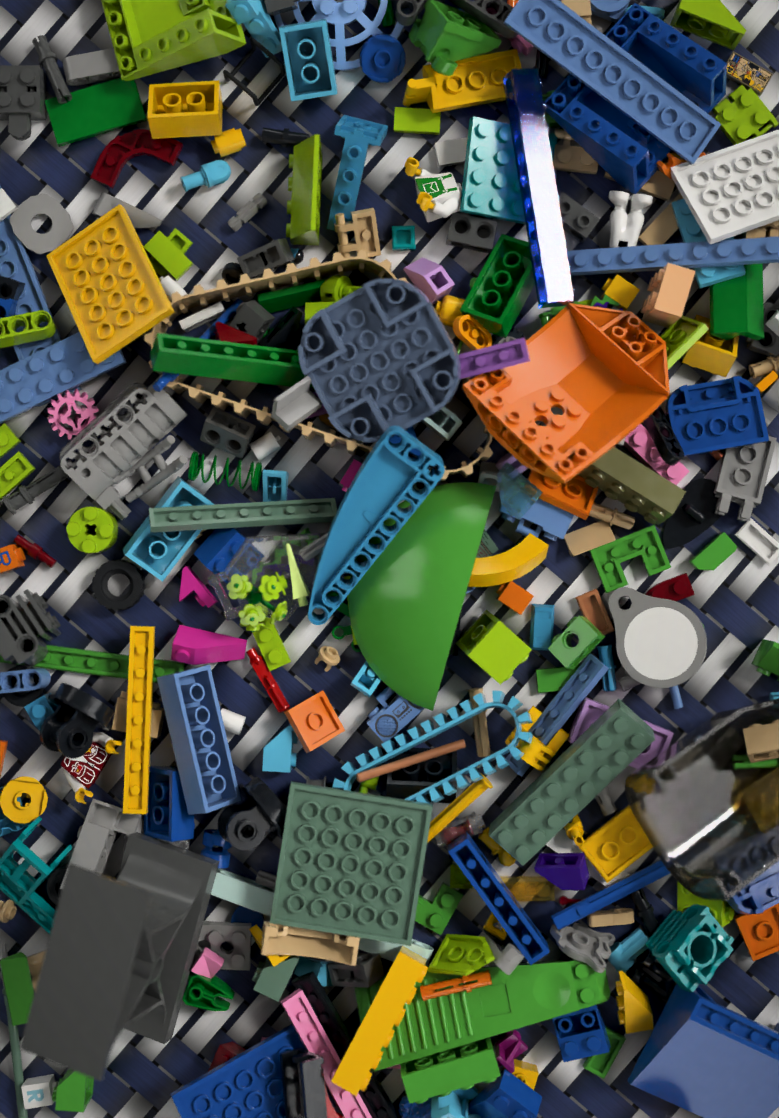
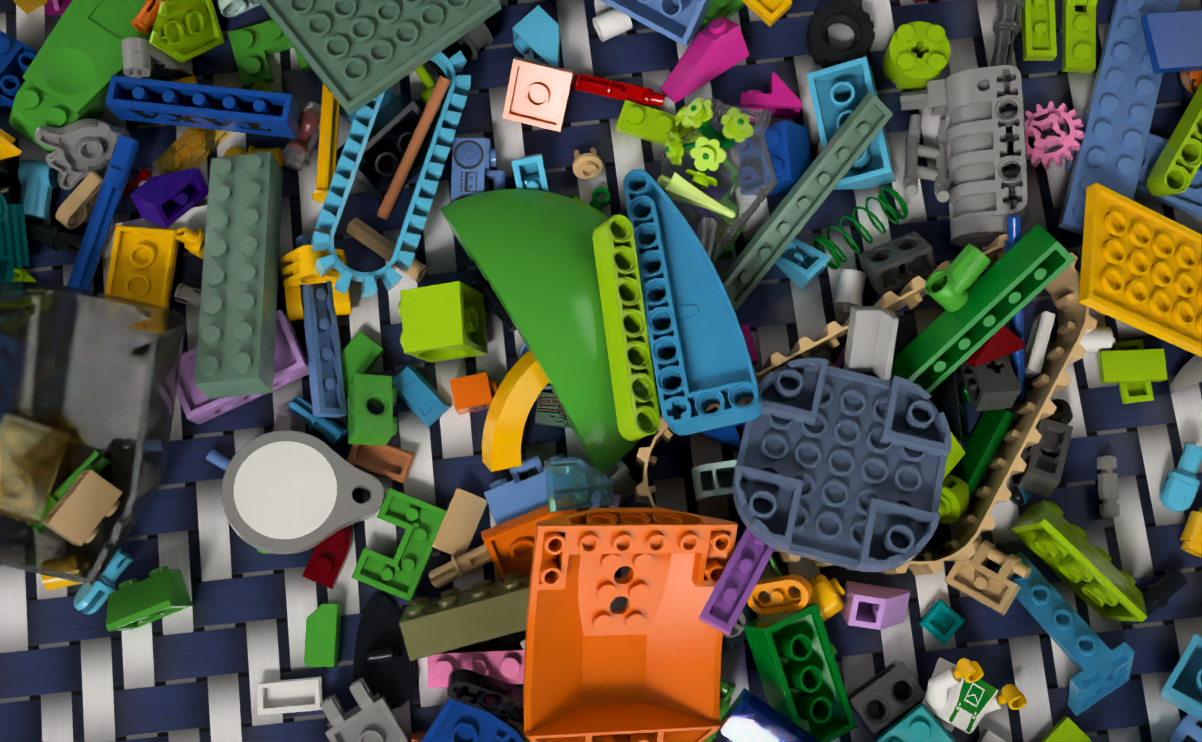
camera: 140 degrees right, 10 degrees down
(225, 387) = (951, 285): none -> bright green piece
(408, 553) = (620, 342): none -> lime beam

